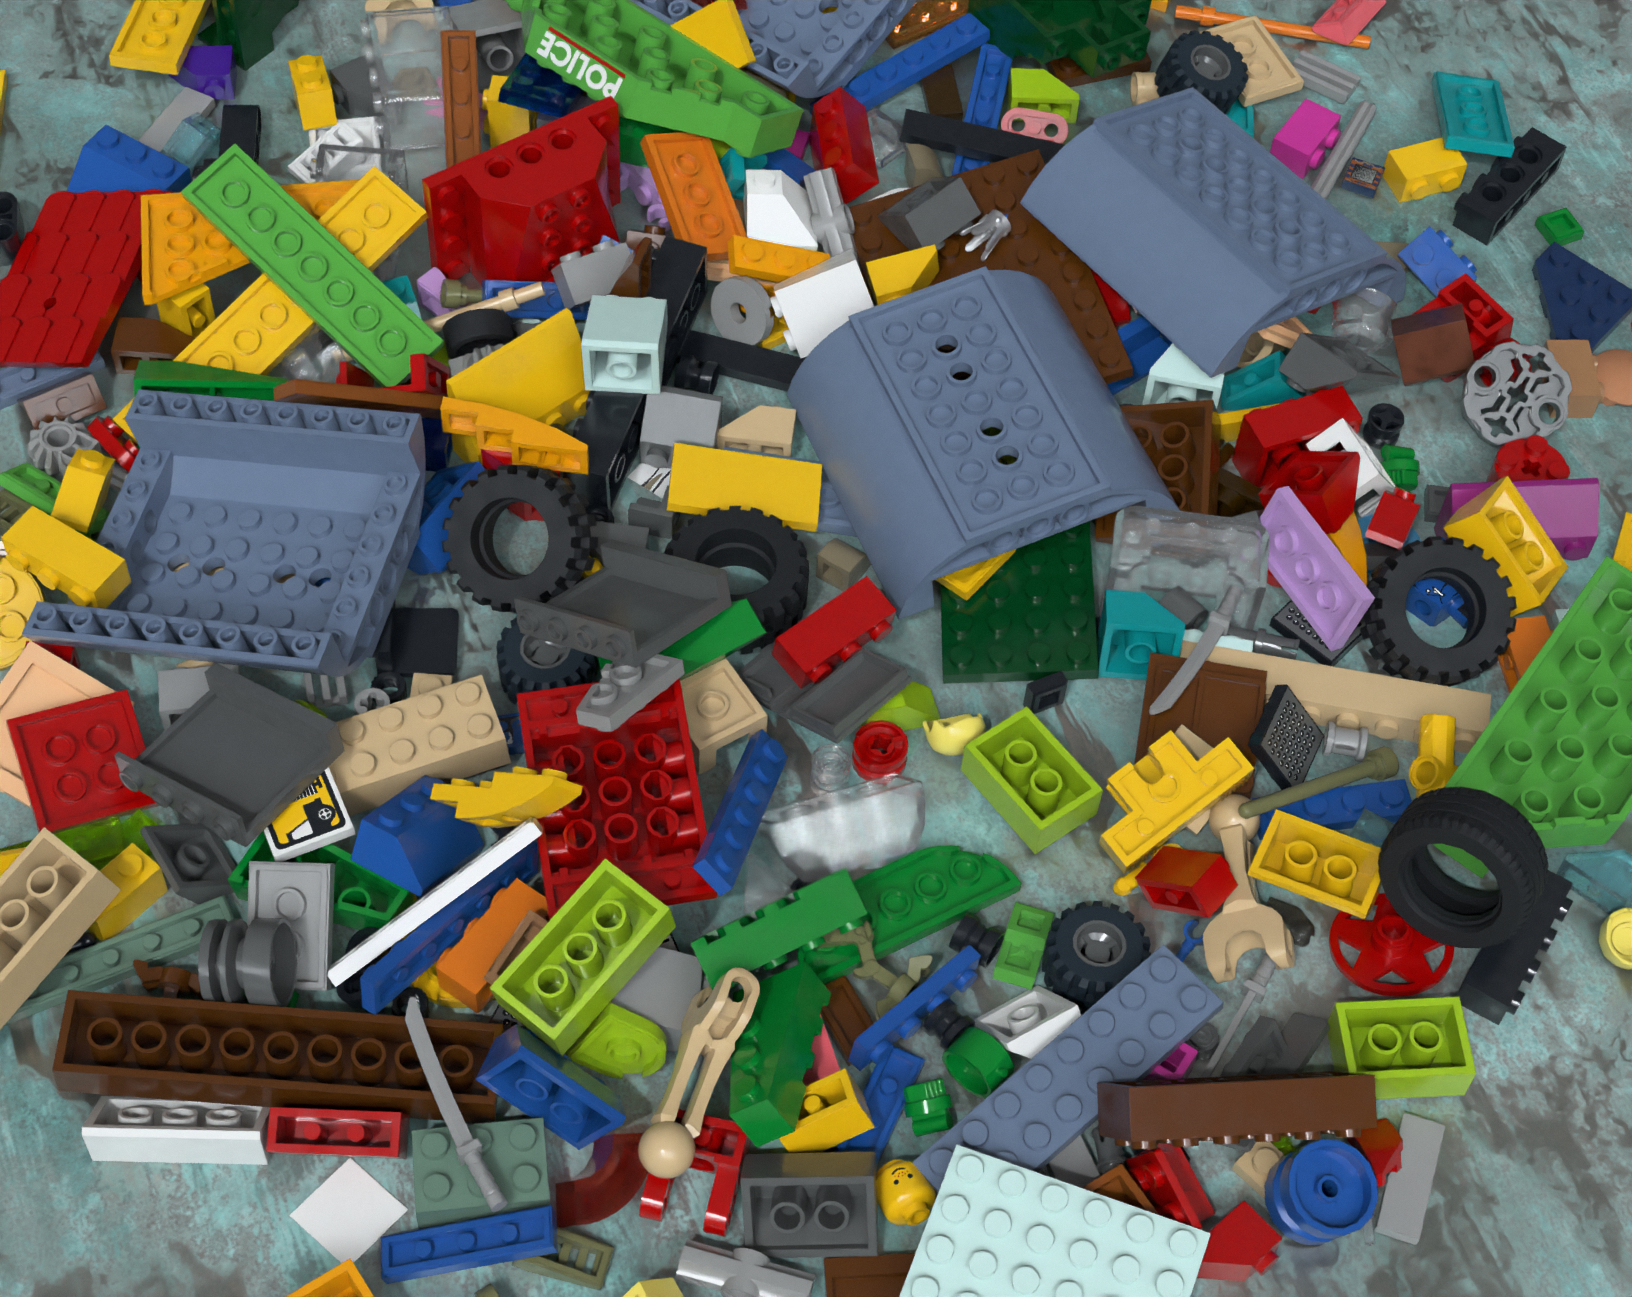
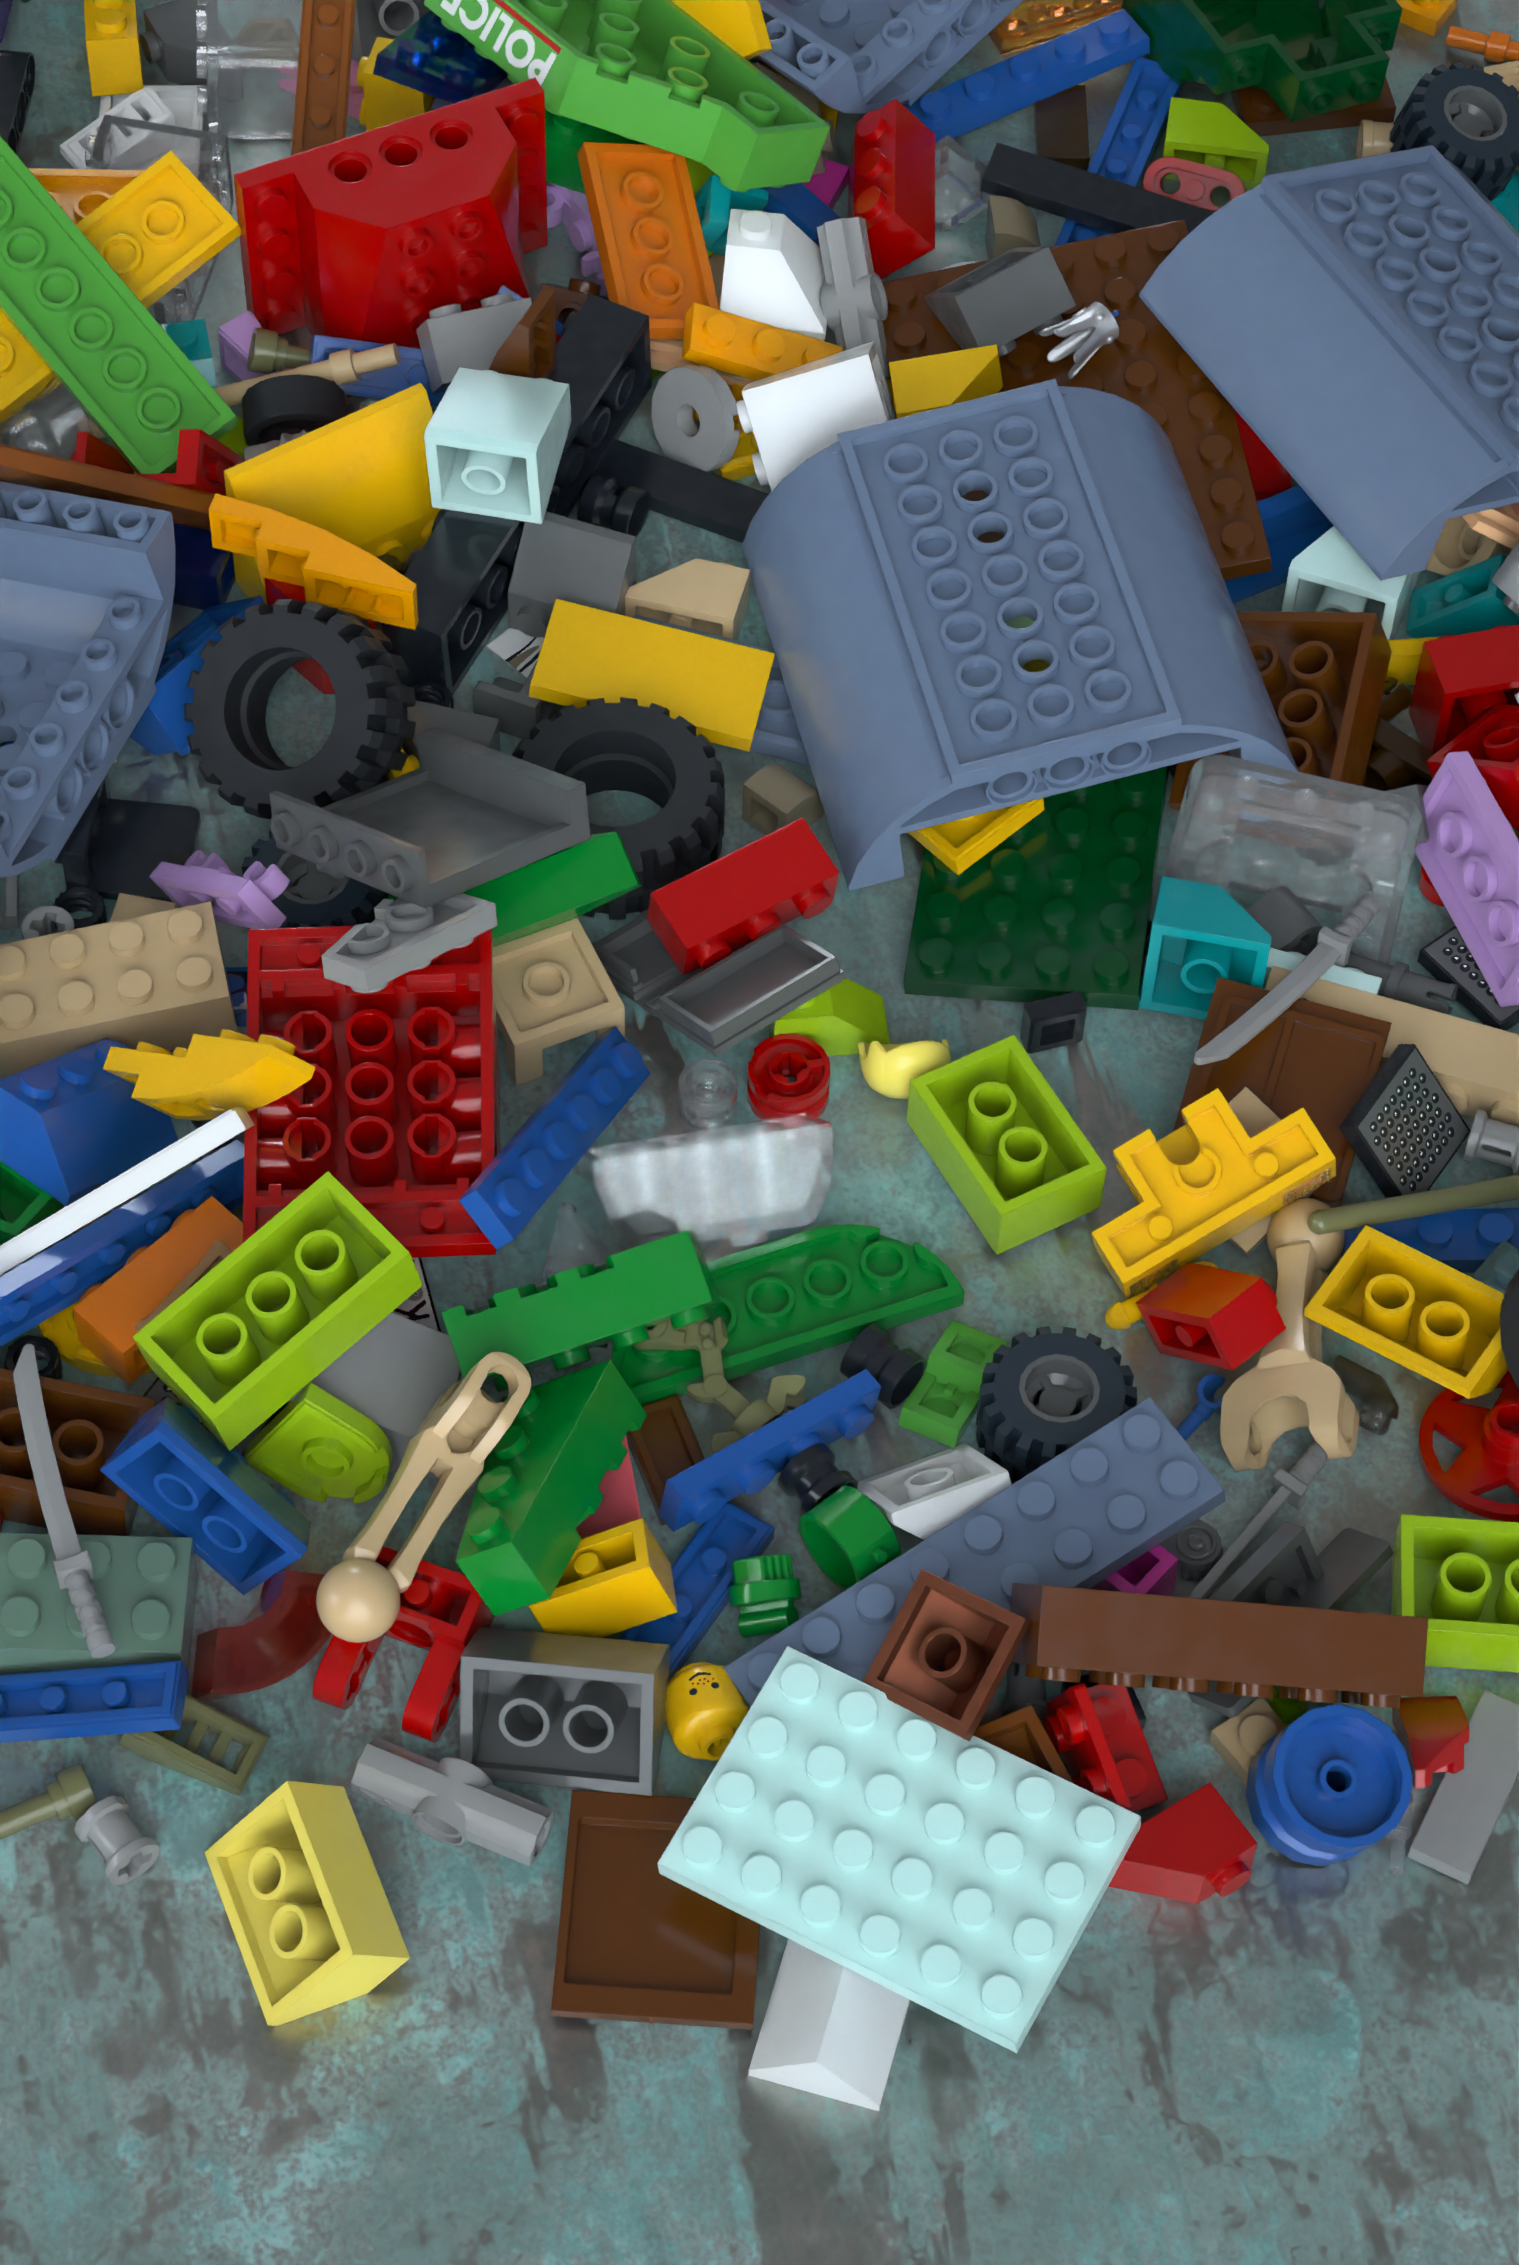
camera: 10 degrees right, 0 degrees up
(498, 672) = (234, 899): none -> lavender plate
(1065, 1138) = (946, 1654): none -> copper slope

